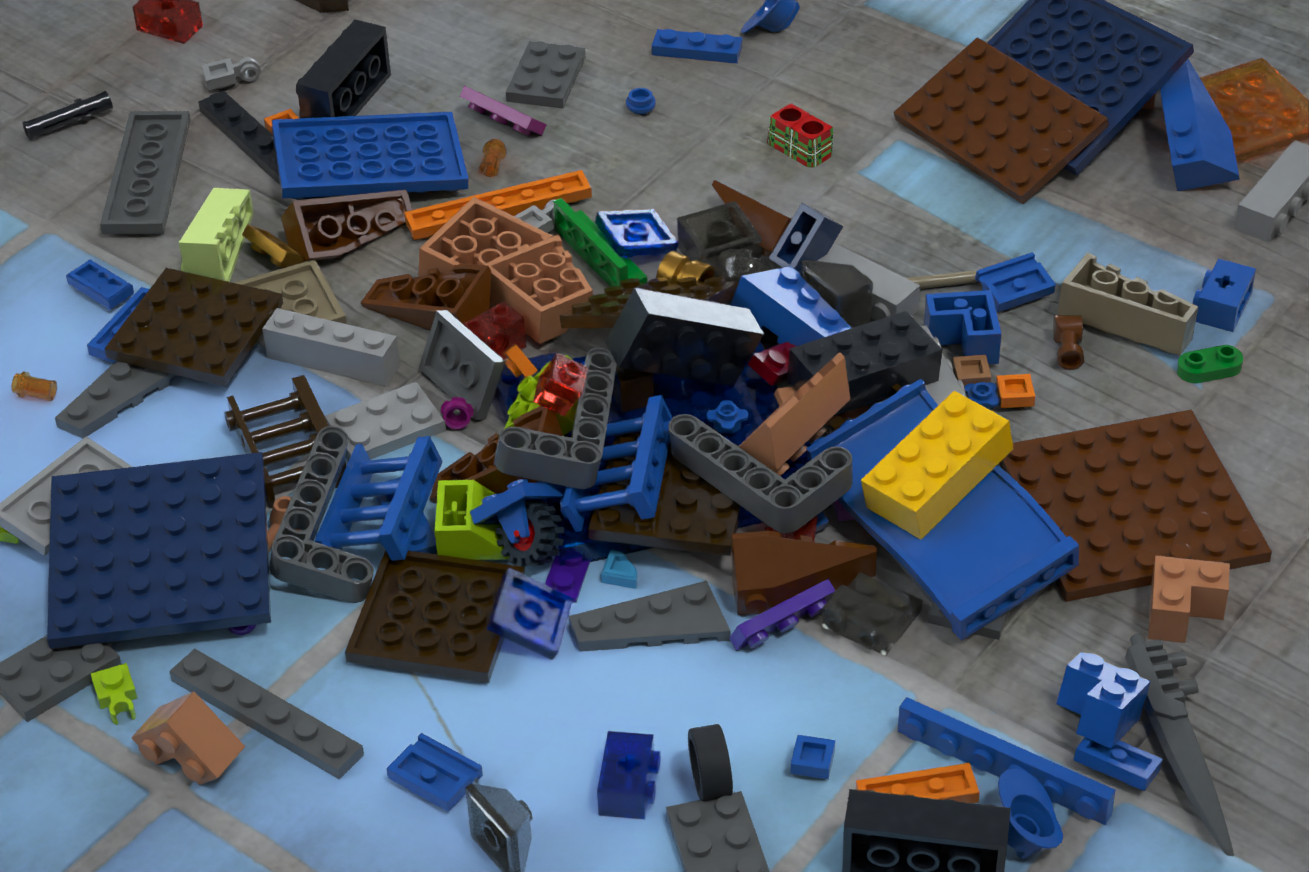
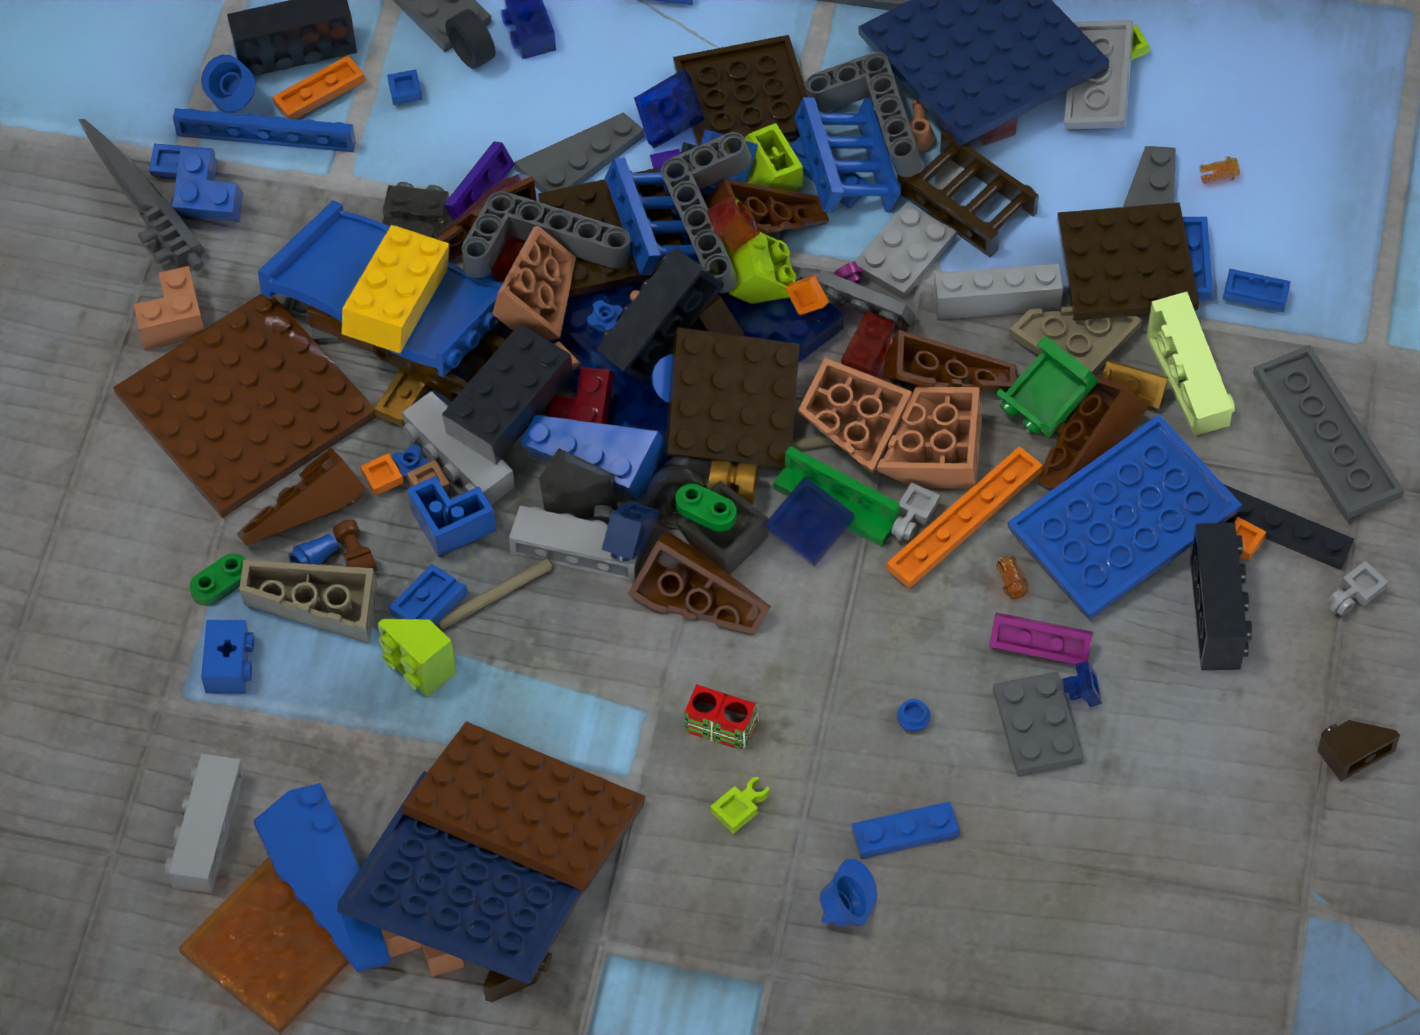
camera: 155 degrees right, 15 degrees up
(355, 254) = (1048, 389): none -> green panel
(492, 75) = (1083, 684): none -> clear blue tile
(728, 230) = (704, 507): none -> green plate
(818, 85) = (739, 807): none -> lime plate
(1046, 229) = (417, 652): none -> lime slope
(1099, 392) = (324, 488): none -> reddish brown wedge
(1112, 348) = (314, 551): none -> blue cone

